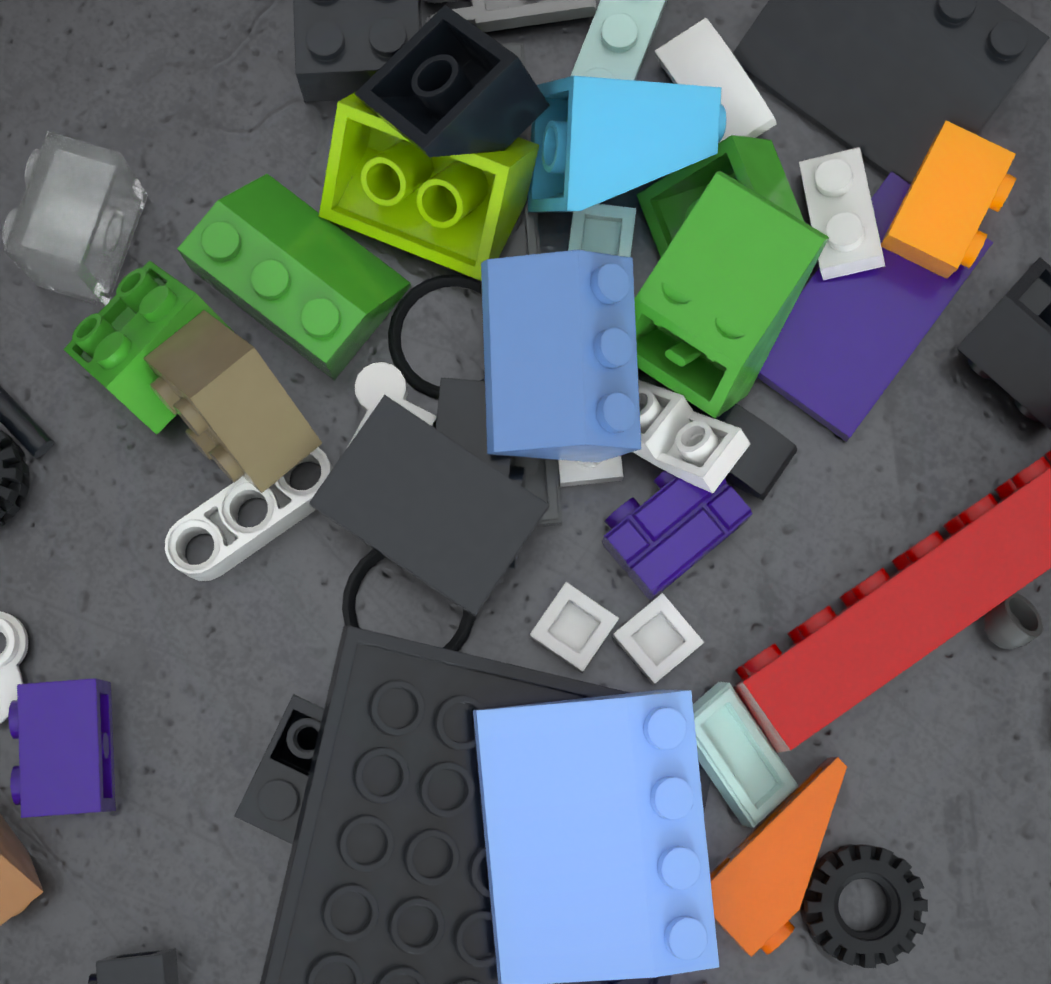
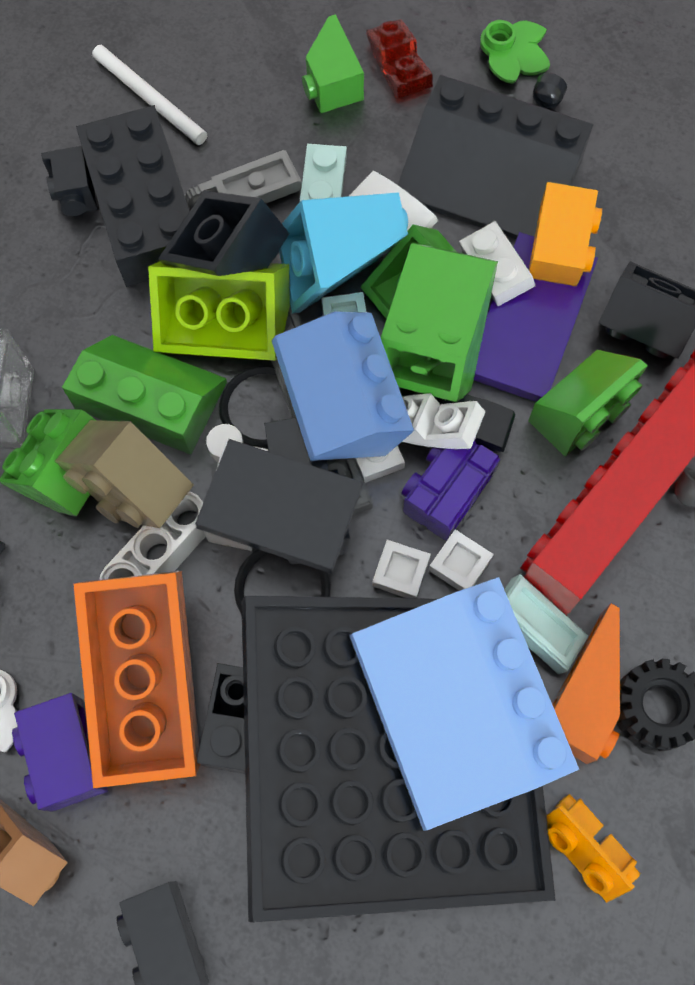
camera: 15 degrees left, 10 degrees down
(185, 684) = (137, 679): none -> orange brick
(888, 462) = (586, 398): none -> bright green slope

